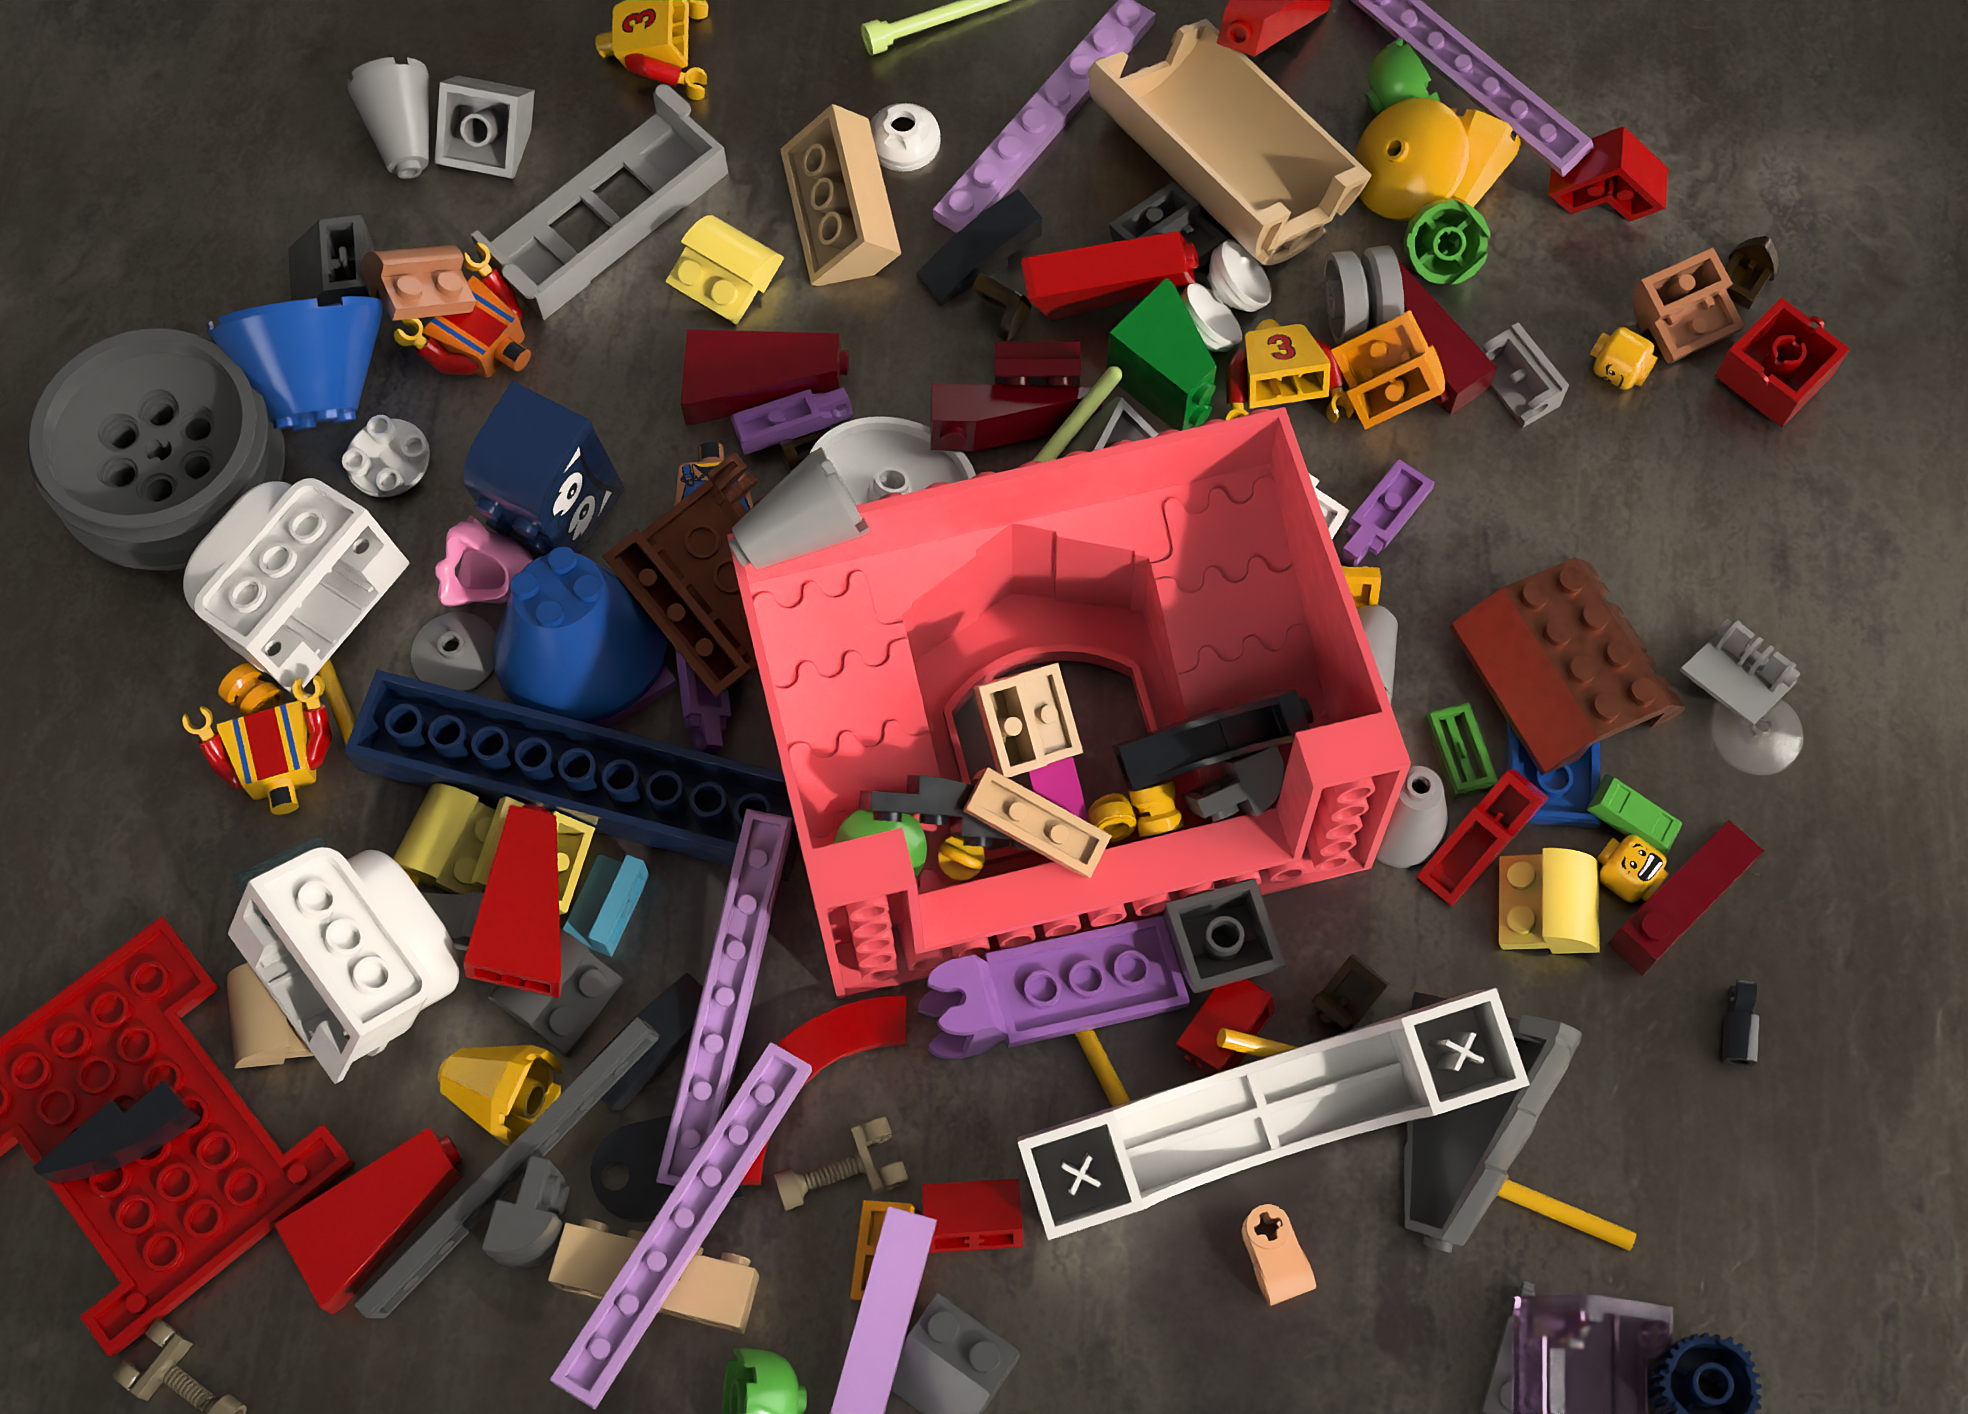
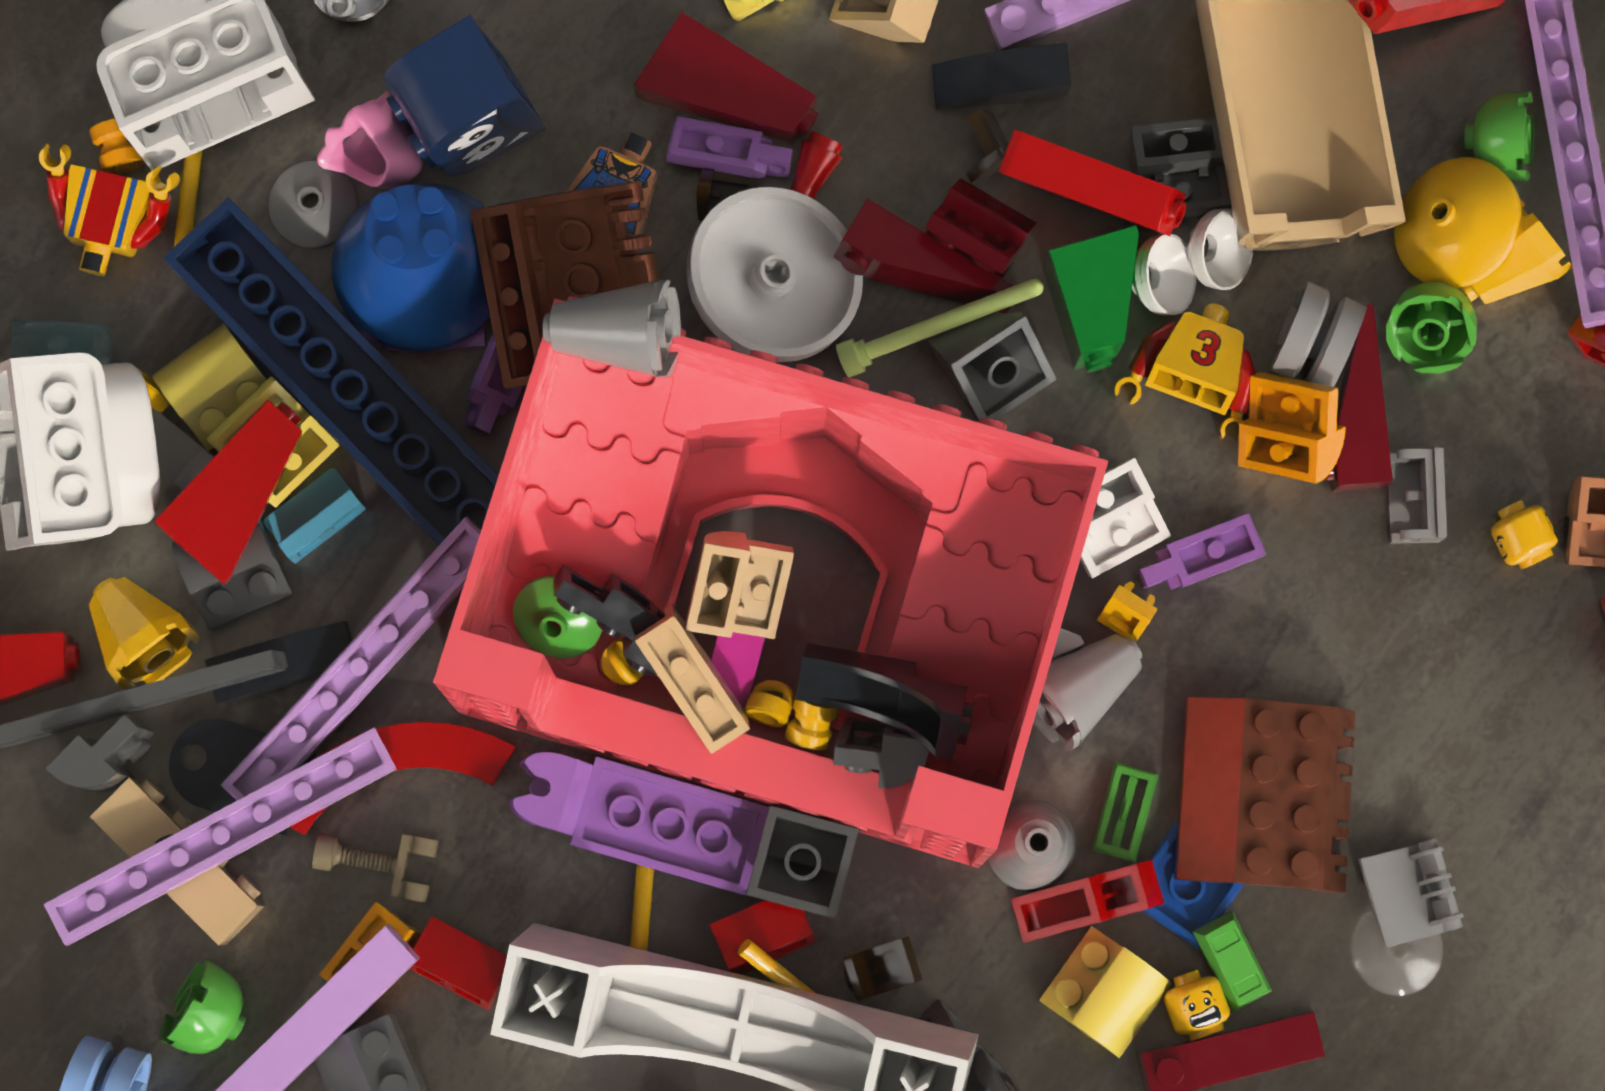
camera: 30 degrees right, 15 degrees up
(869, 387) = (815, 163): none -> red cone

